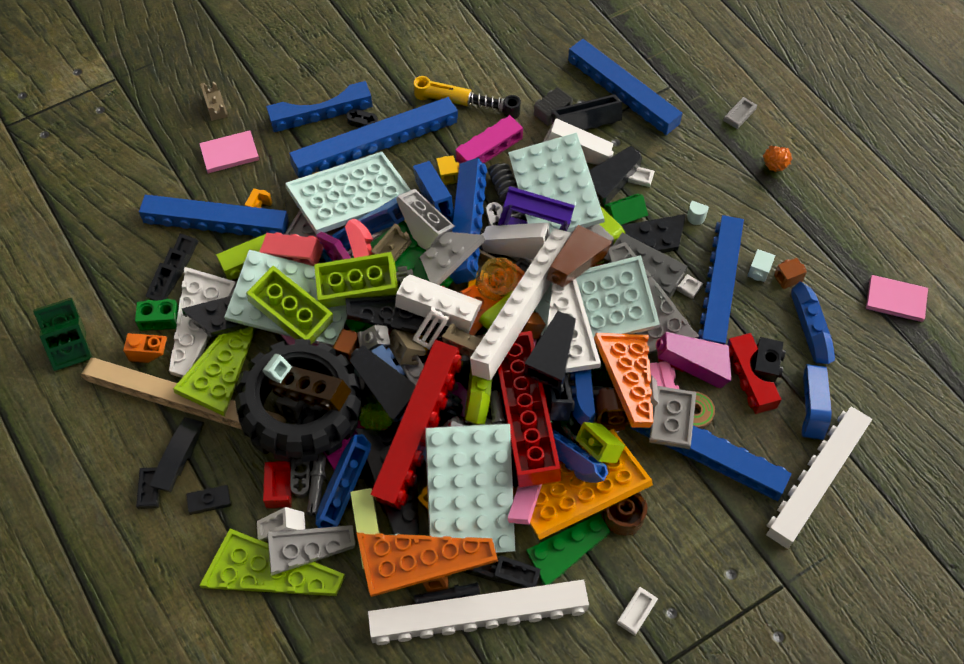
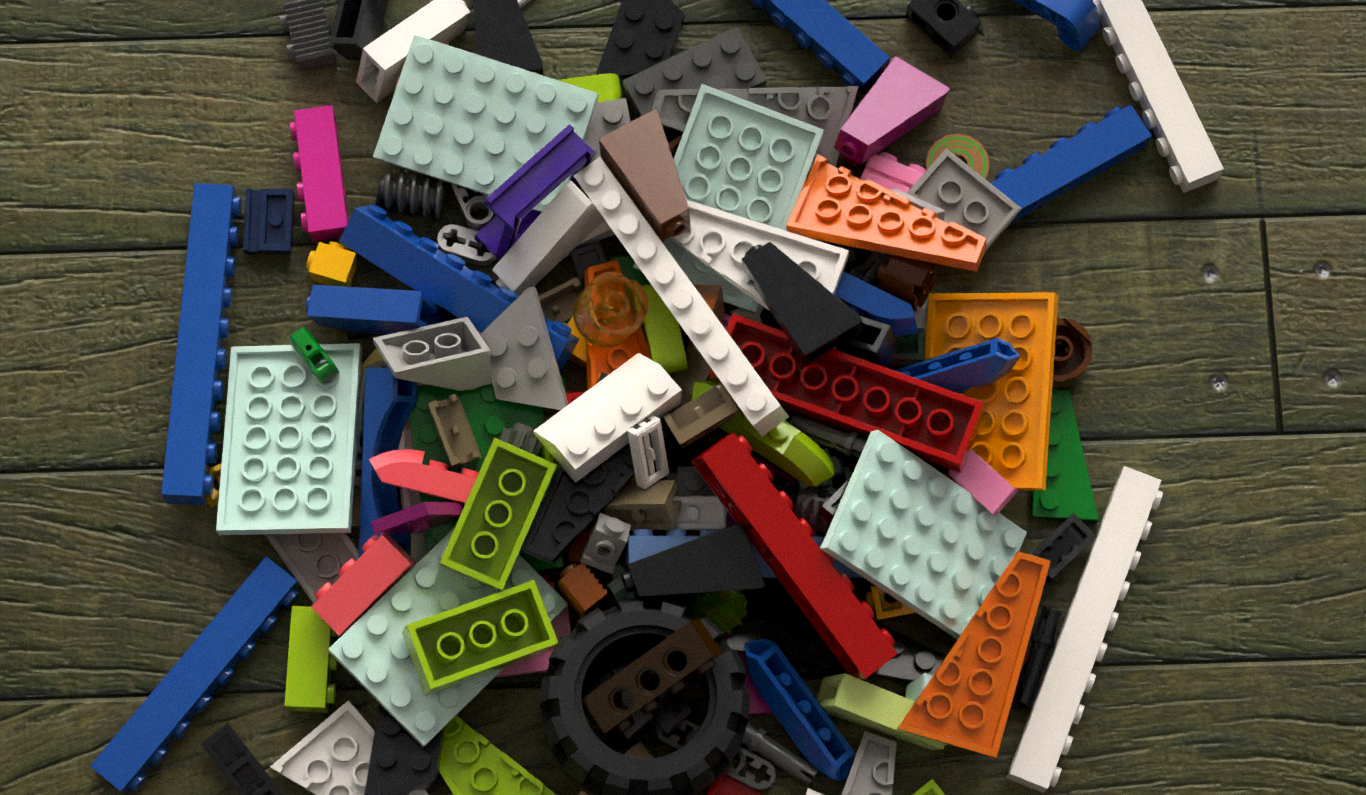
camera: 60 degrees left, 15 degrees up
(229, 151) = (69, 589): bright pink tile -> none
(258, 198) = (210, 599): light orange bracket -> none
(277, 368) = (597, 707): light aqua brick -> none
(287, 115) = (56, 461): blue arch -> none
(361, 118) = (134, 337): black beam -> none
(396, 178) = (312, 353): none -> green bar
(428, 89) = (201, 157): piece -> none
(451, 136) = (268, 221): none -> dark blue plate
(600, 442) = (954, 325): lime brick -> none
(627, 209) = (573, 44): green brick -> none
(637, 611) = (1194, 423): white tile -> none
(689, 286) = (760, 41): white tile -> none
(760, 394) = (987, 63): red arch -> none

